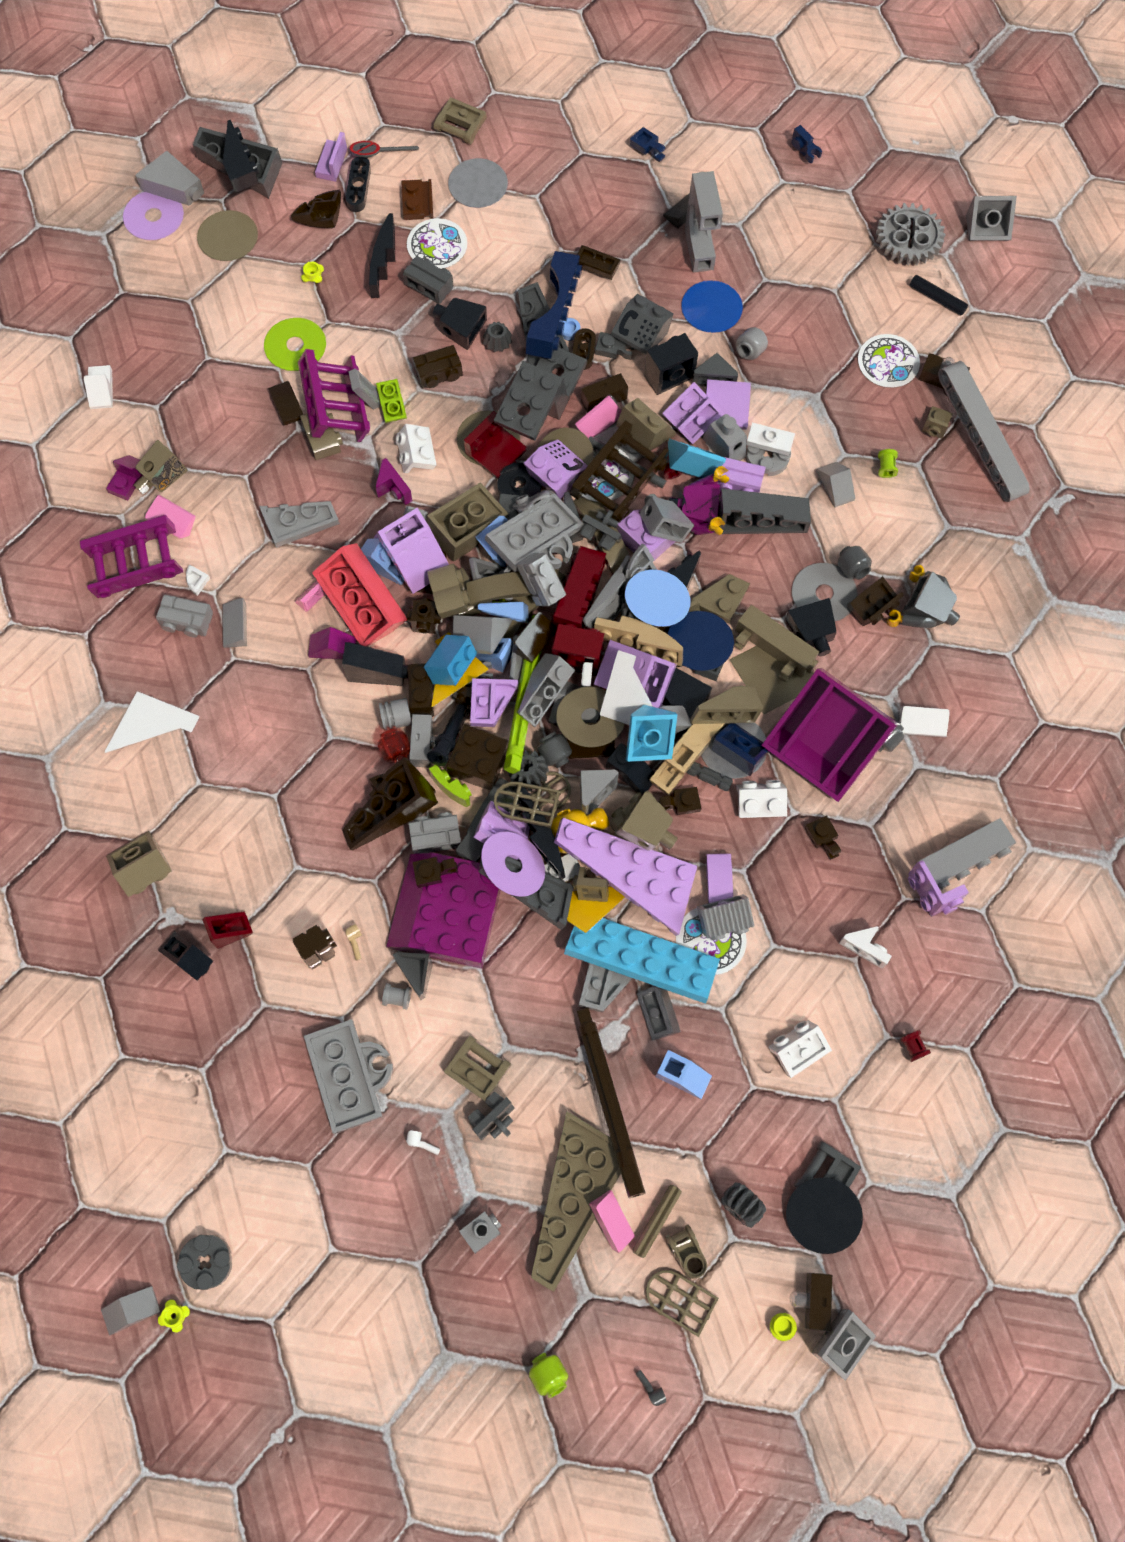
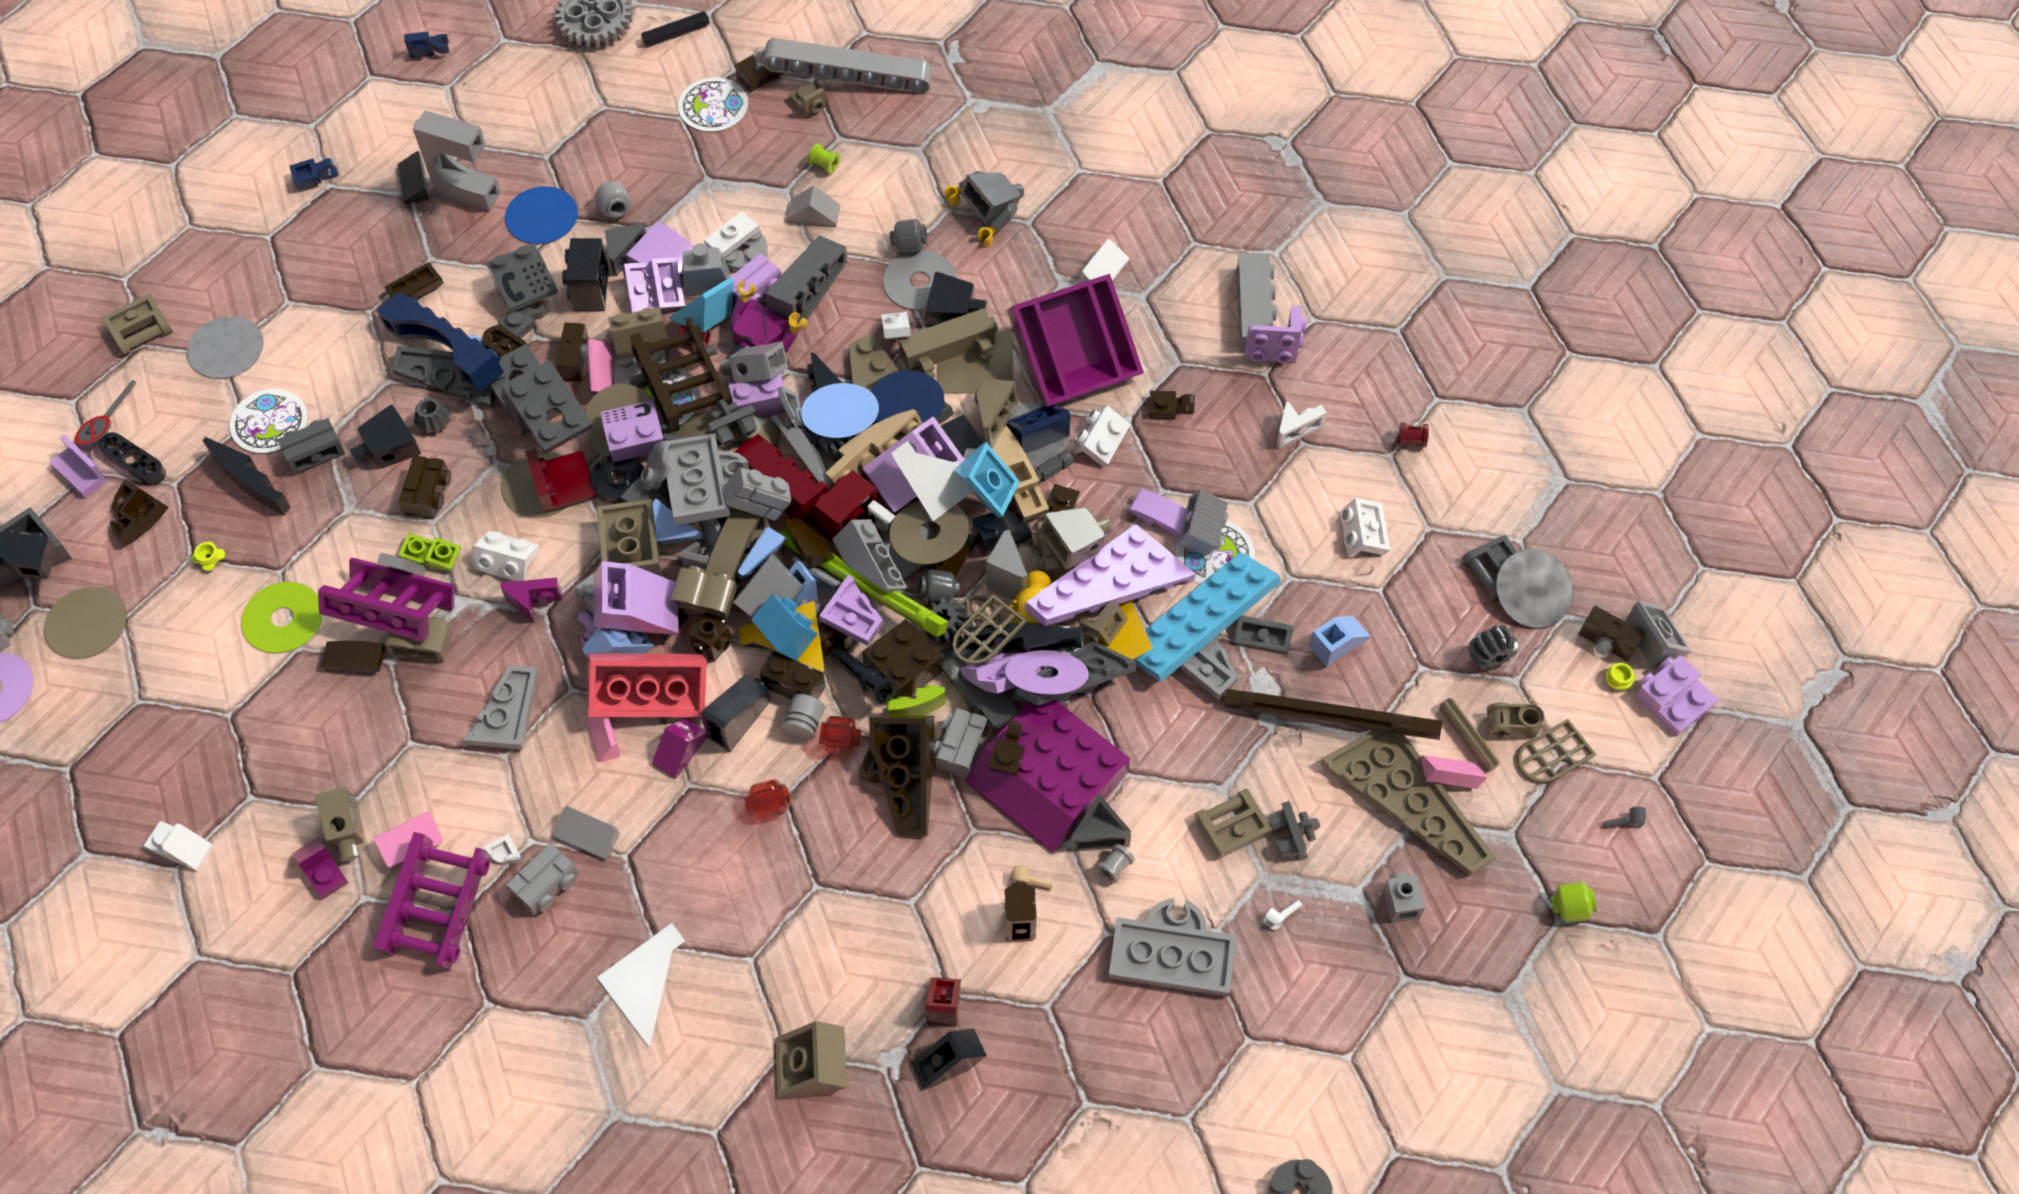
camera: 60 degrees left, 10 degrees down
(319, 726) = (768, 799): none -> clear red head
(417, 199) = (199, 412): reddish brown plate -> none
(421, 740) = (849, 703): light grey piece -> none
(764, 596) = (895, 325): none -> white plate
(792, 1384) = (1676, 694): none -> lavender plate
(874, 601) = (961, 241): dark brown bracket -> none

